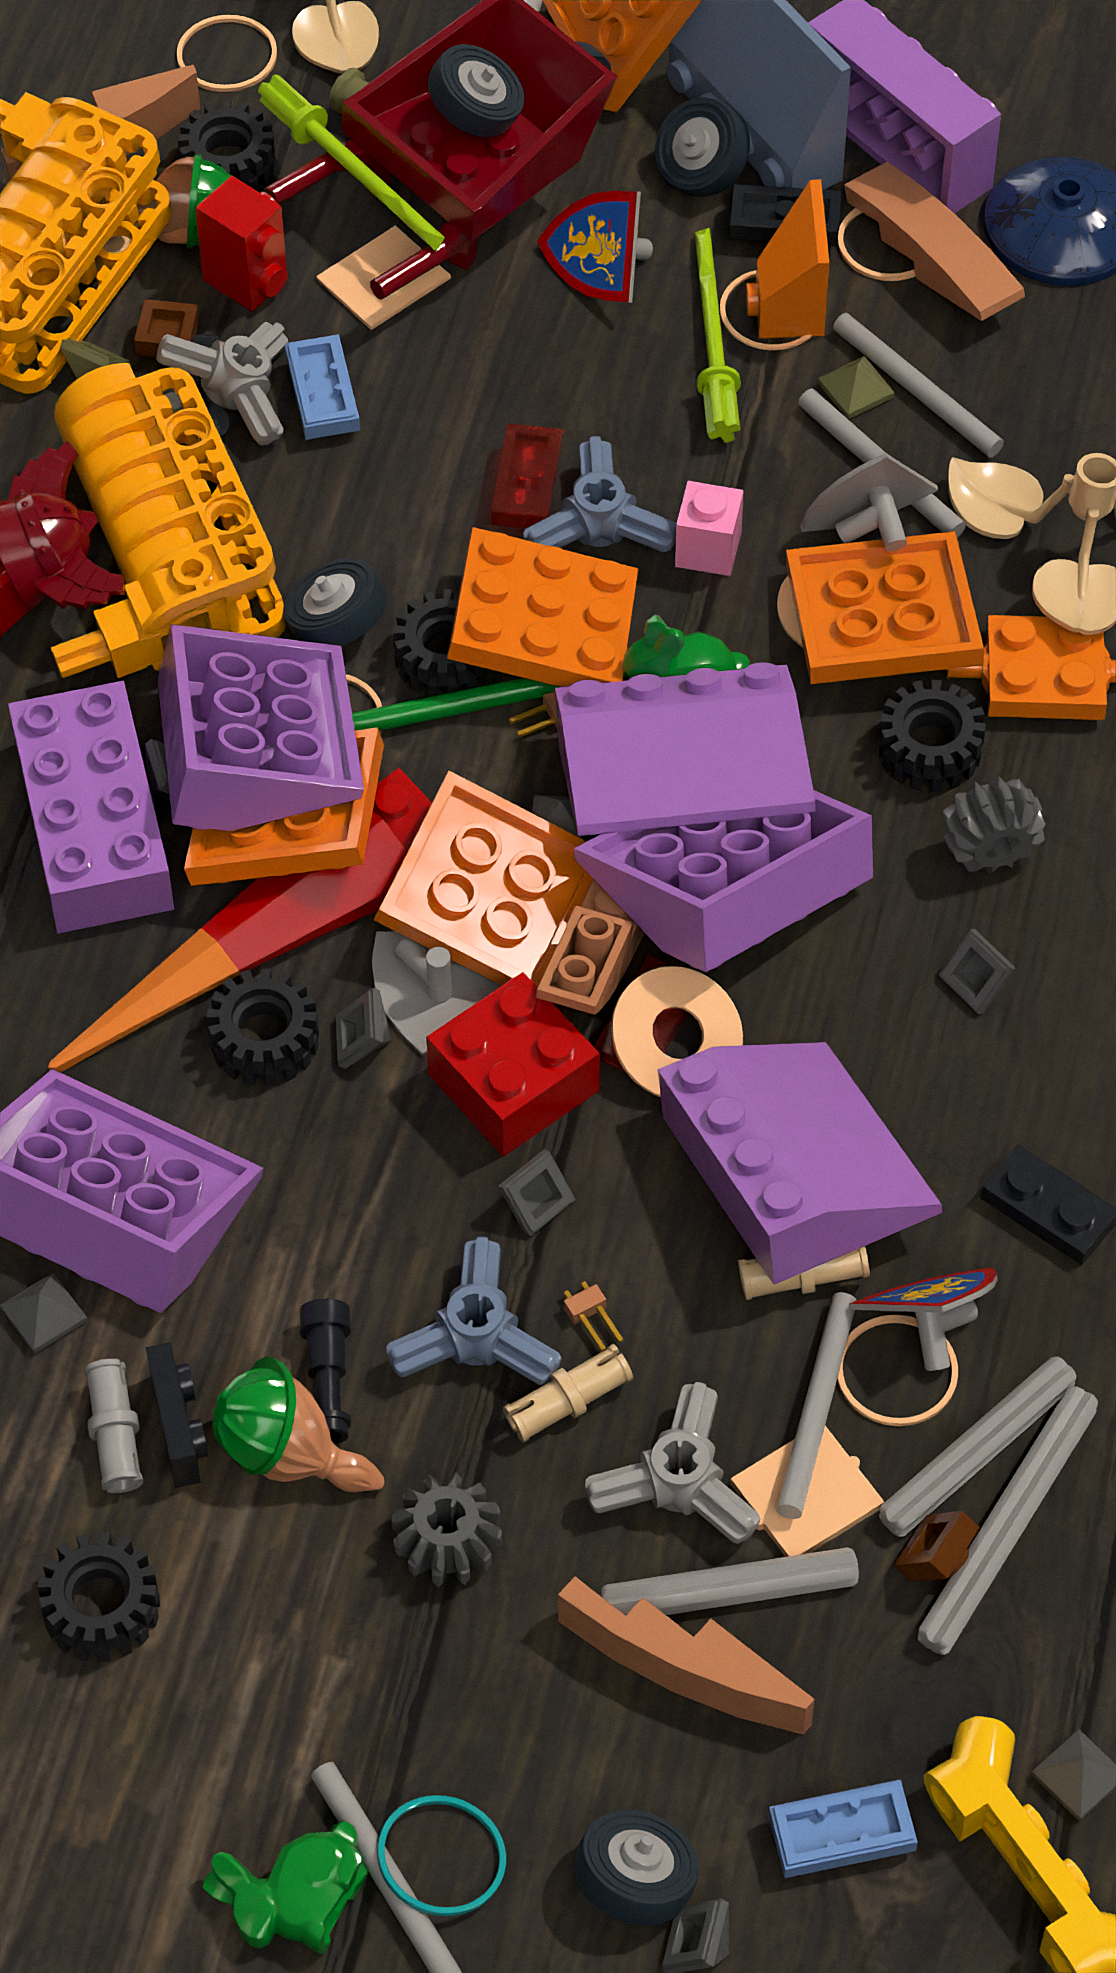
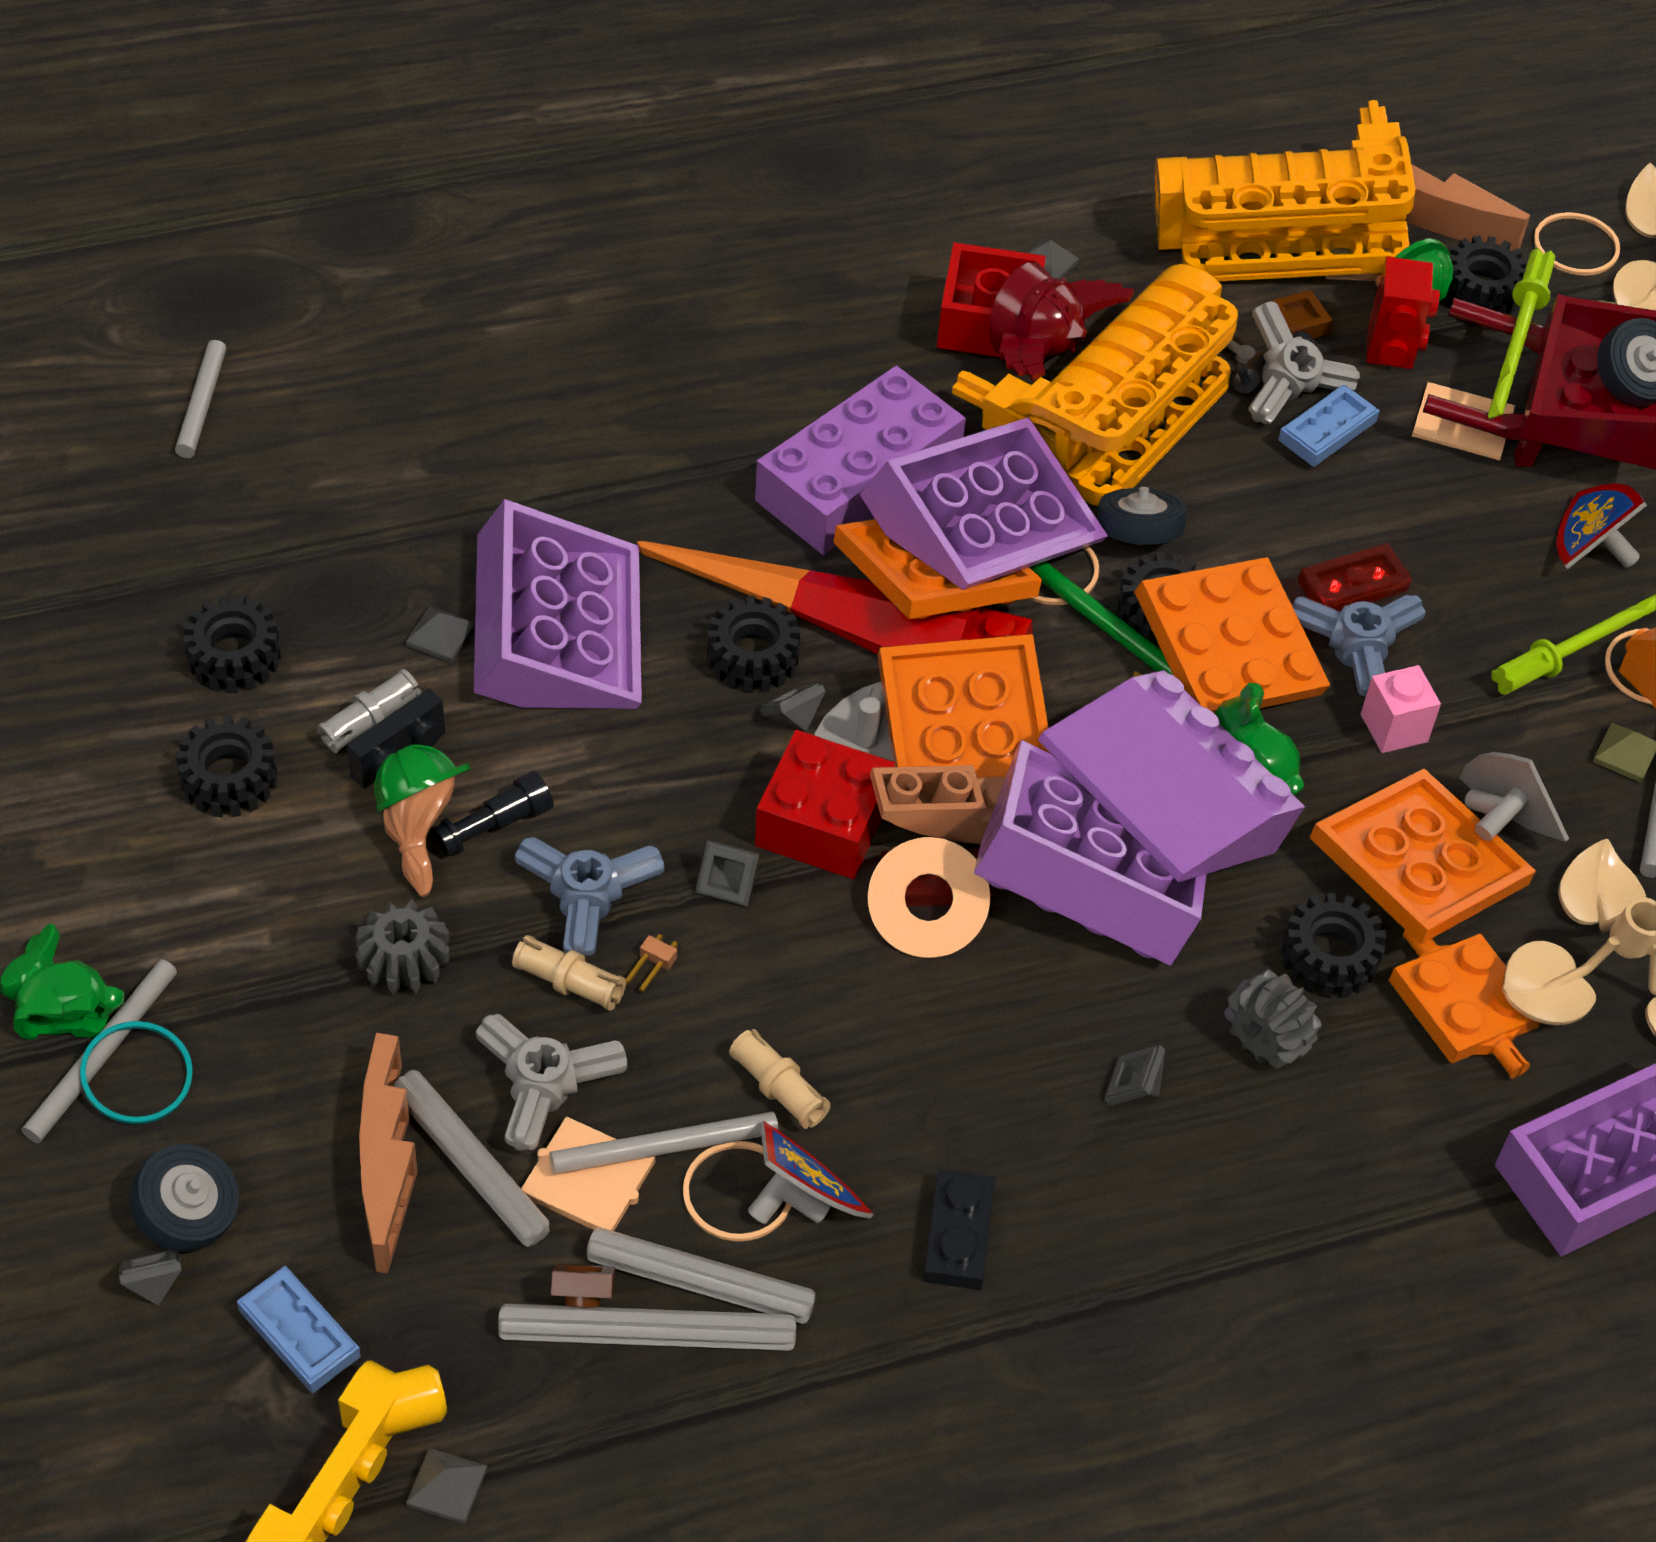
camera: 55 degrees right, 5 degrees down
(87, 356) = (1239, 289): olive slope -> none
(792, 1152) = (868, 1016): medium lavender slope -> none
(866, 450) = (1568, 799): light grey bar -> none

